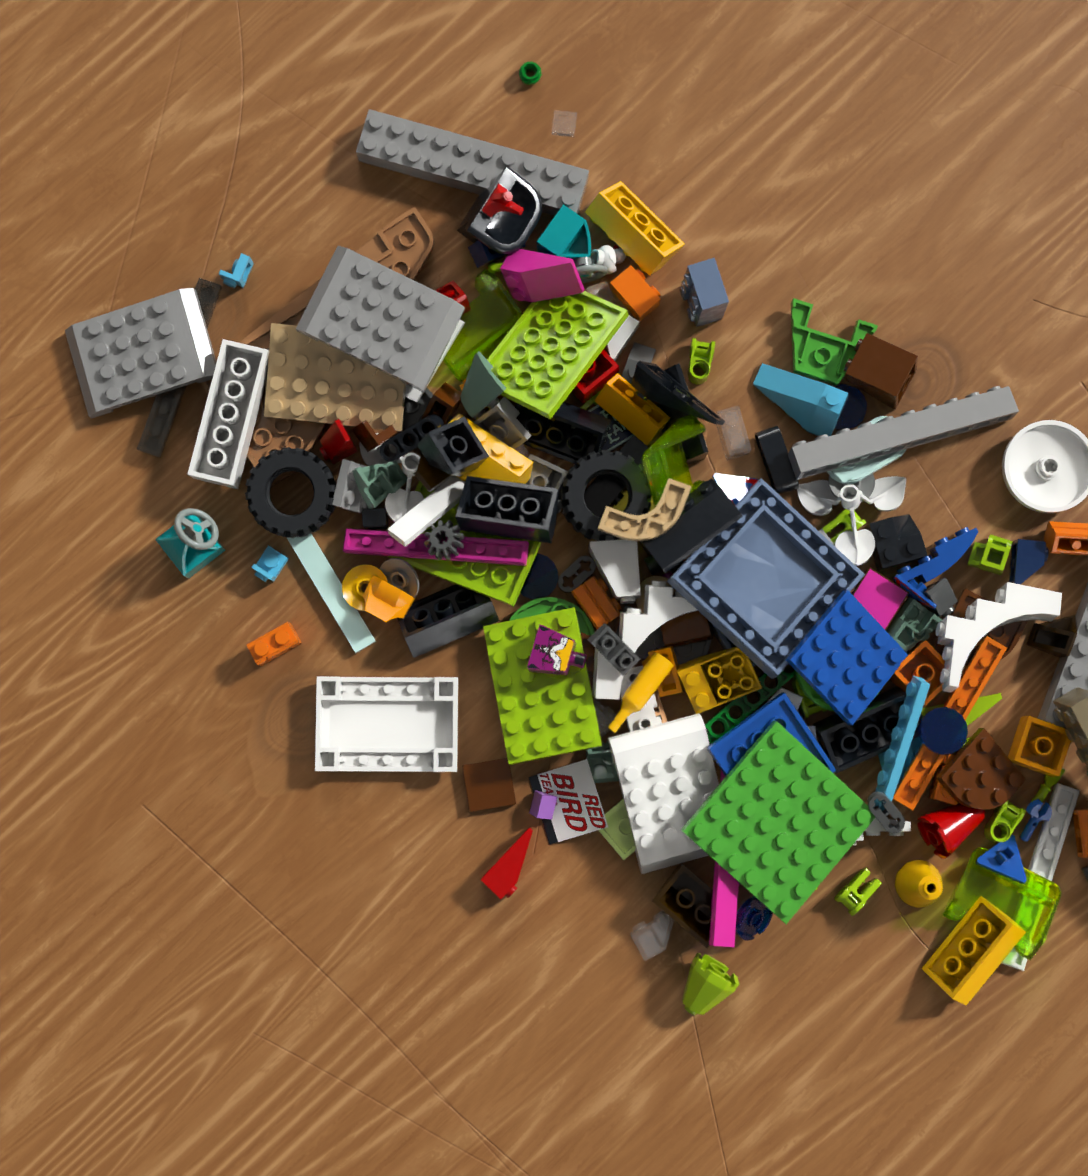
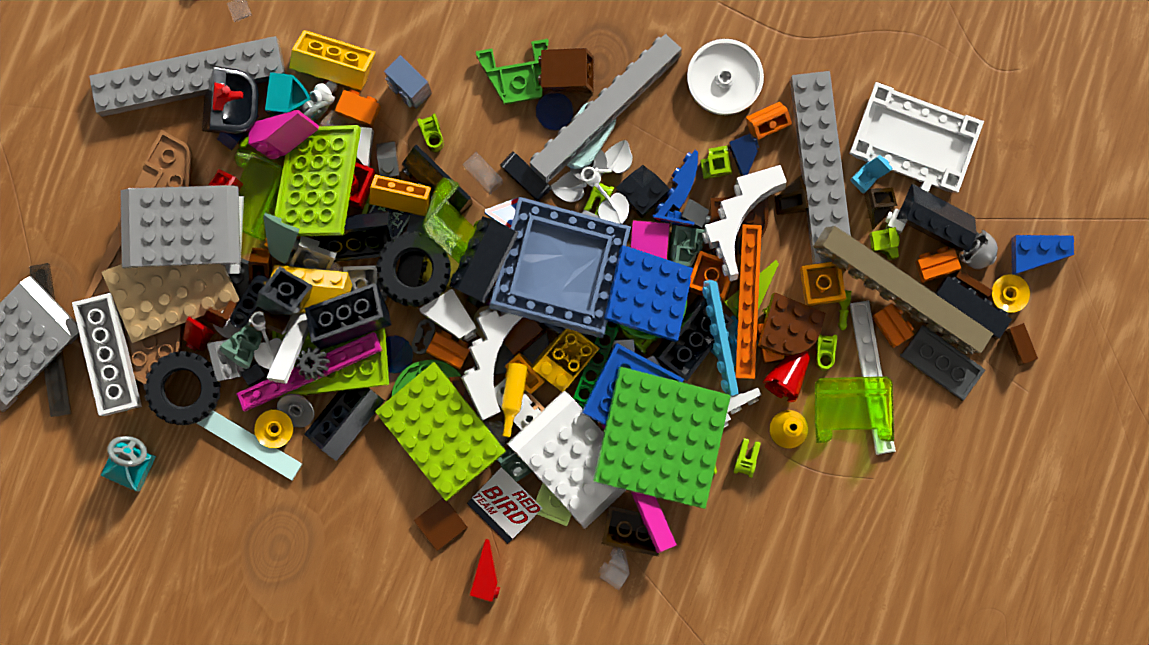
camera: 25 degrees left, 0 degrees up
(241, 270) = (57, 244): medium azure bracket -> none
(270, 564) = (194, 449): medium azure bracket -> none
(274, 644) = (228, 505): orange brick -> none
(386, 600) = (293, 430): light orange slope -> none
(387, 724) = (342, 519): white slope -> none
(543, 805) = (487, 517): medium lavender slope -> none
(554, 653) = (435, 403): torso -> none
(613, 649) = (477, 377): dark grey slope -> none
(648, 525) = (455, 273): tan plate -> none
(658, 386) = (413, 169): black wedge -> none
(707, 984) = (673, 583): lime cone -> none
(752, 918) = (680, 518): clear blue tile -> none
(807, 401) = (525, 121): medium azure wedge -> none
(890, 809) = (733, 394): dark grey beam -> none
(943, 730) = (746, 309): clear blue tile -> none
(973, 950) = (851, 456): yellow slope -> none
(1004, 860) = (840, 379): blue piece -> none
(1035, 817) = (846, 337): blue bar -> none

